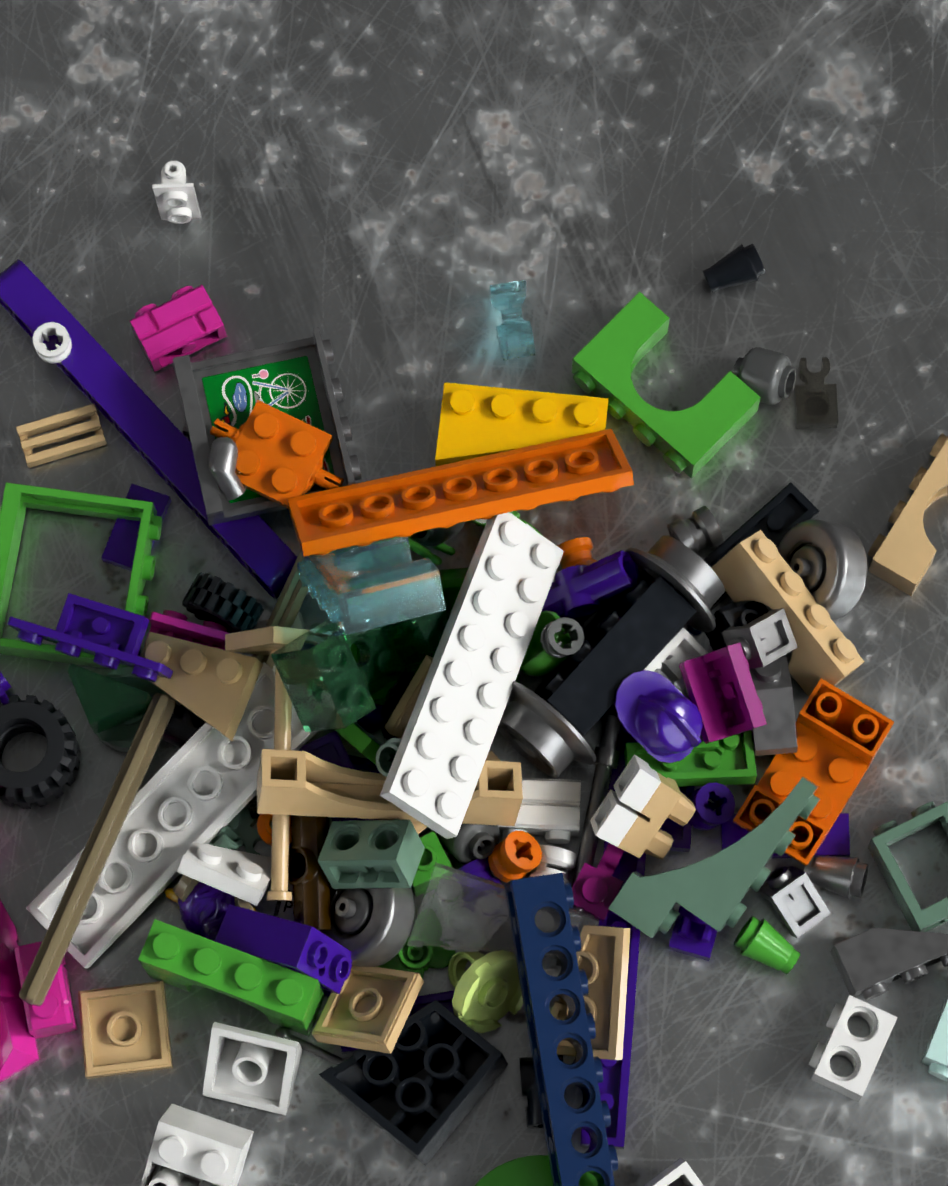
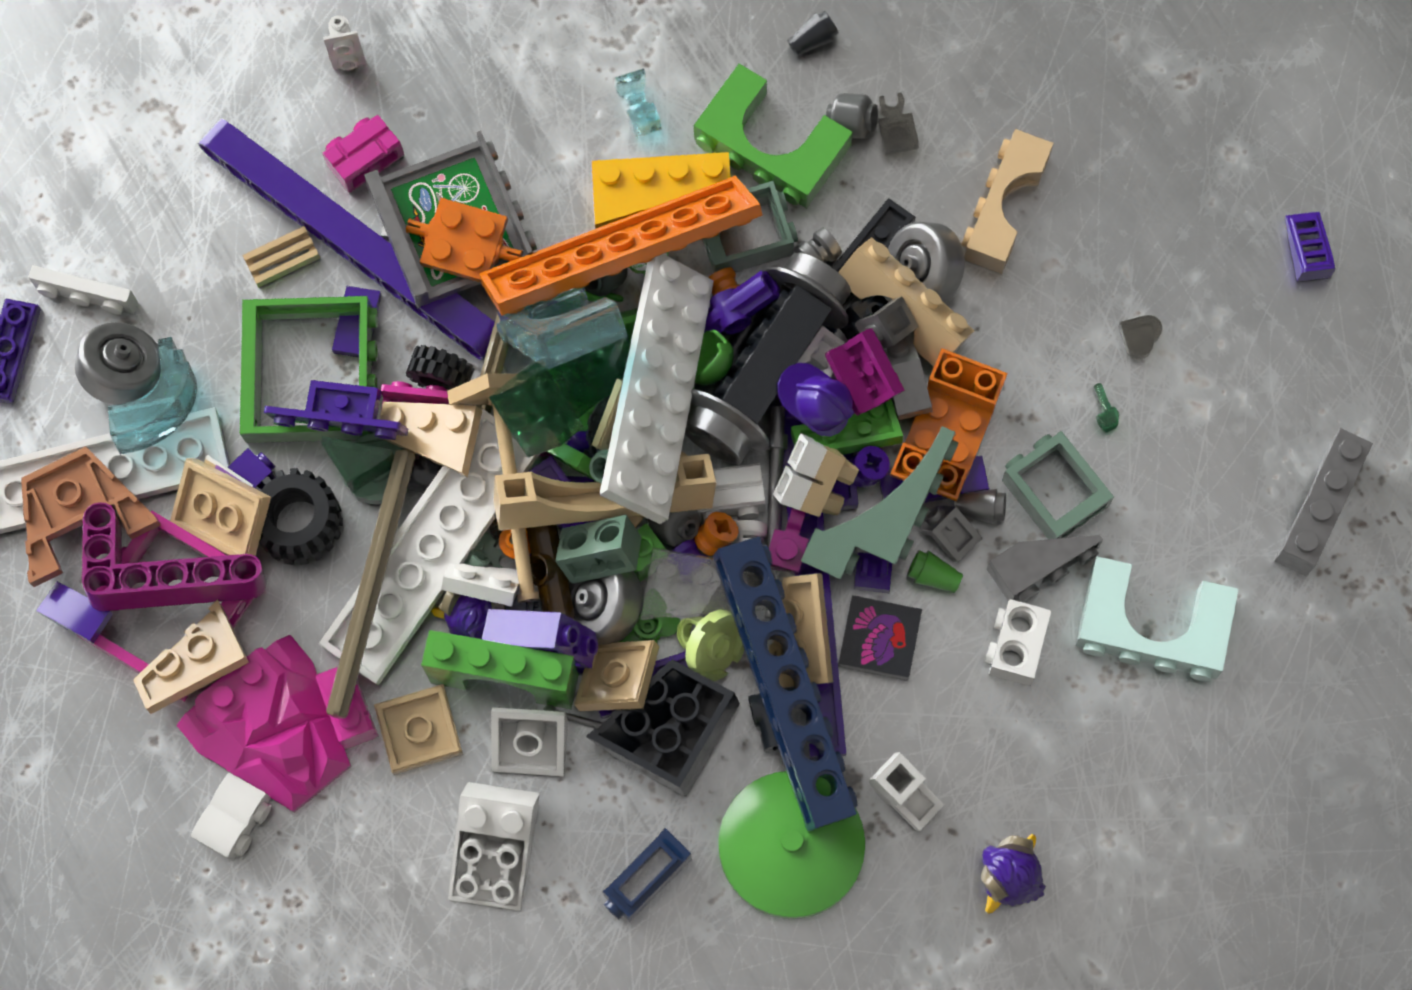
camera: 10 degrees left, 0 degrees up
(42, 334) = (269, 187): white bush -> none
(223, 466) = (421, 255): flat silver arm -> none
(572, 628) = (731, 338): dark grey bush -> none
(662, 505) = (787, 234): none -> sand green window
(688, 1013) = (880, 637): none -> tile

